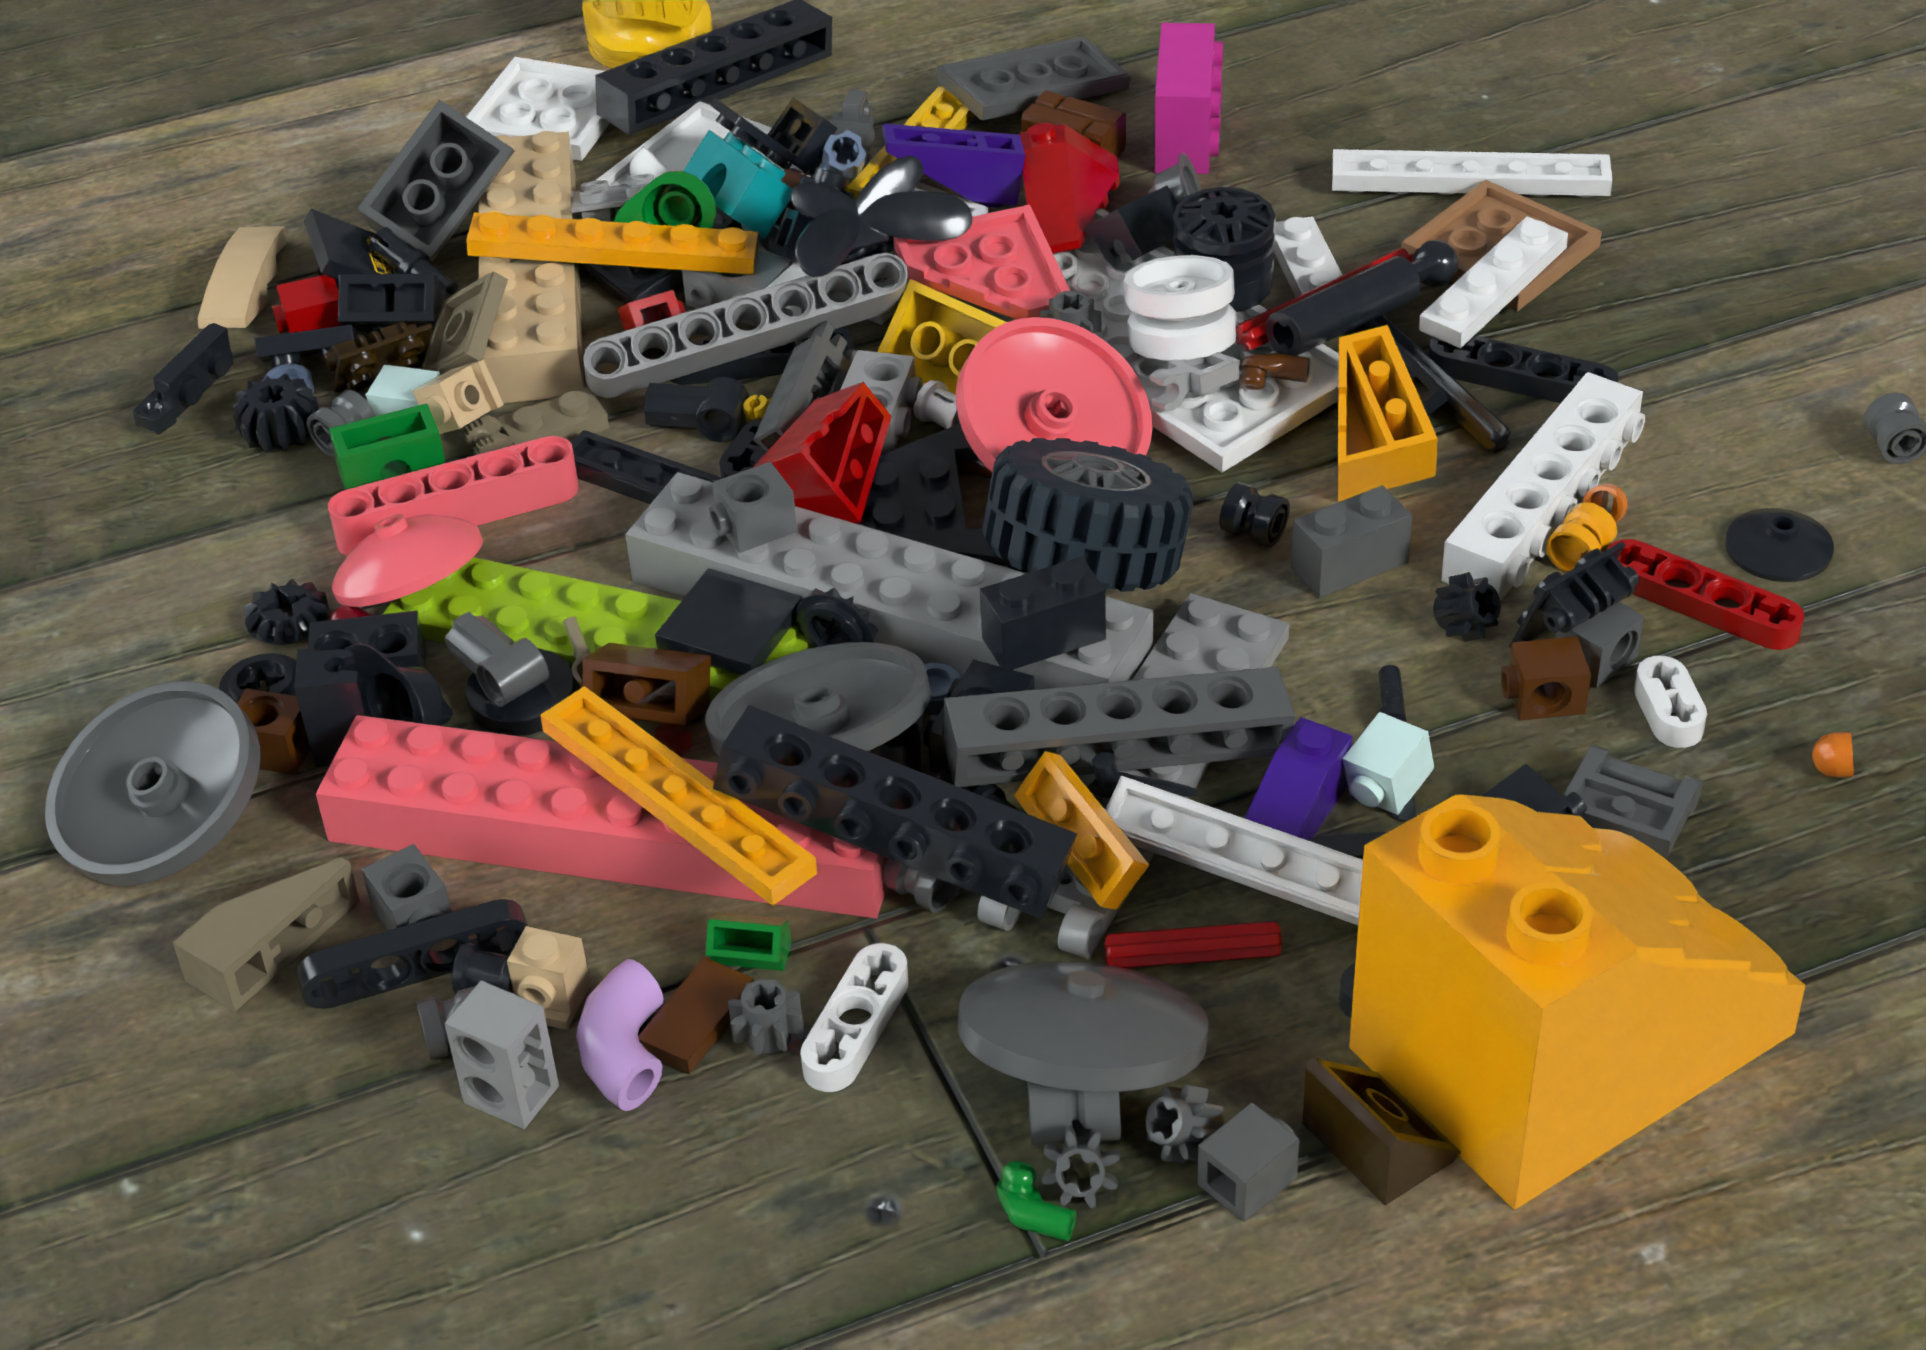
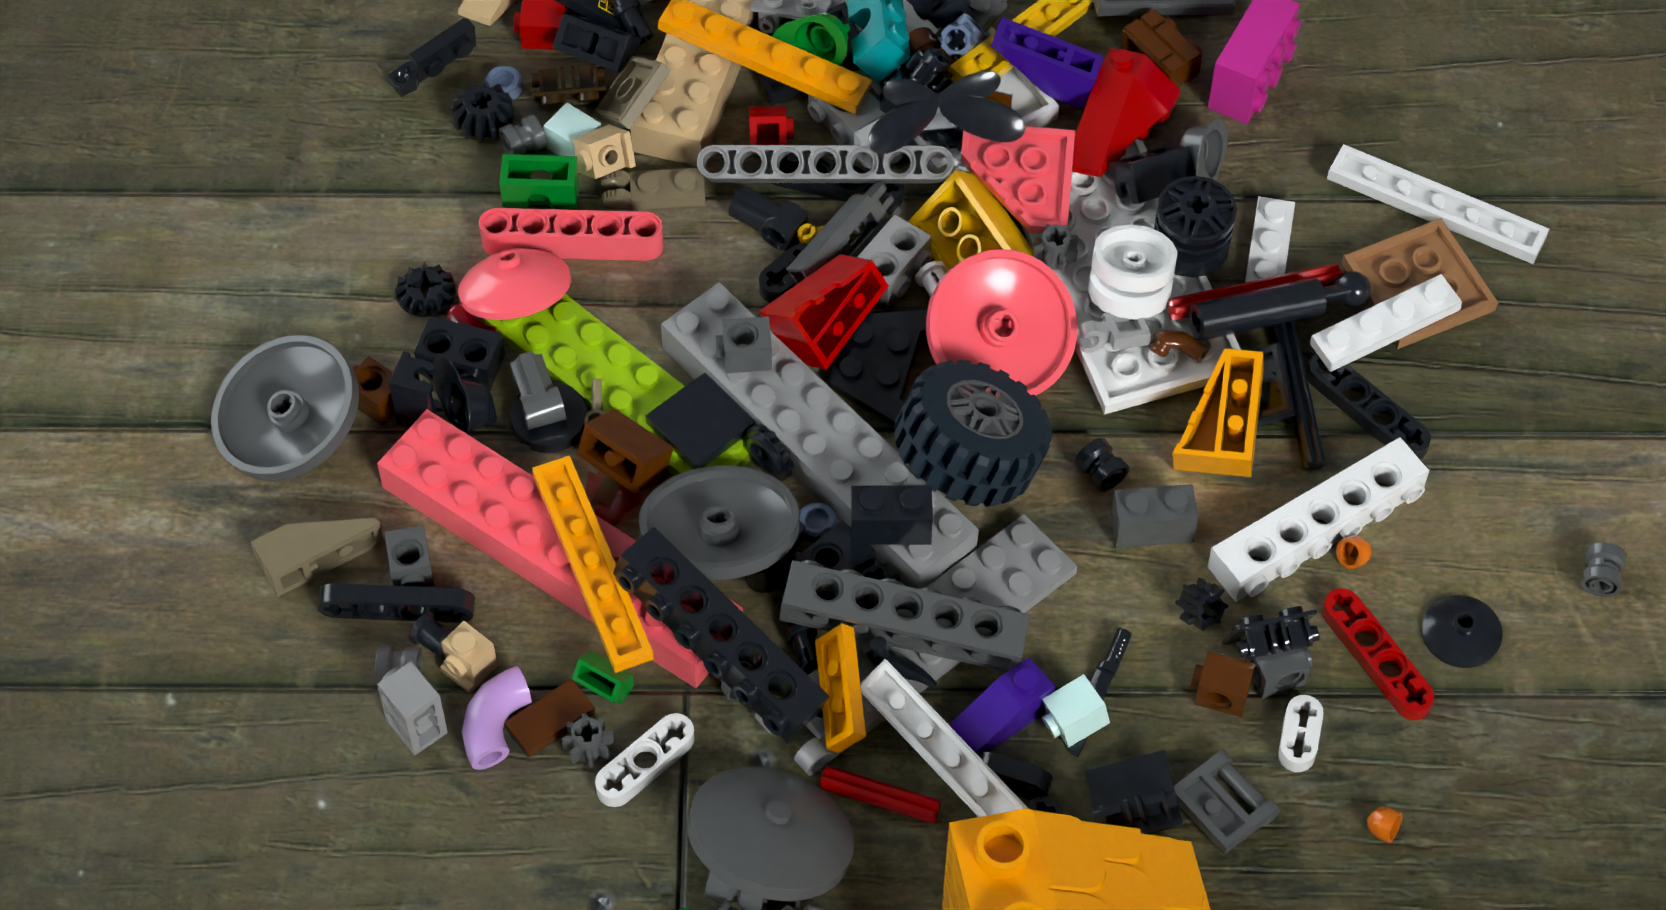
camera: 20 degrees right, 15 degrees up
(274, 668) = (376, 337): black gear -> none
(289, 347) = (513, 52): black plate -> none
(626, 467) = (709, 260): black tile -> none
(1582, 531) = (1317, 576): light orange wheel -> none

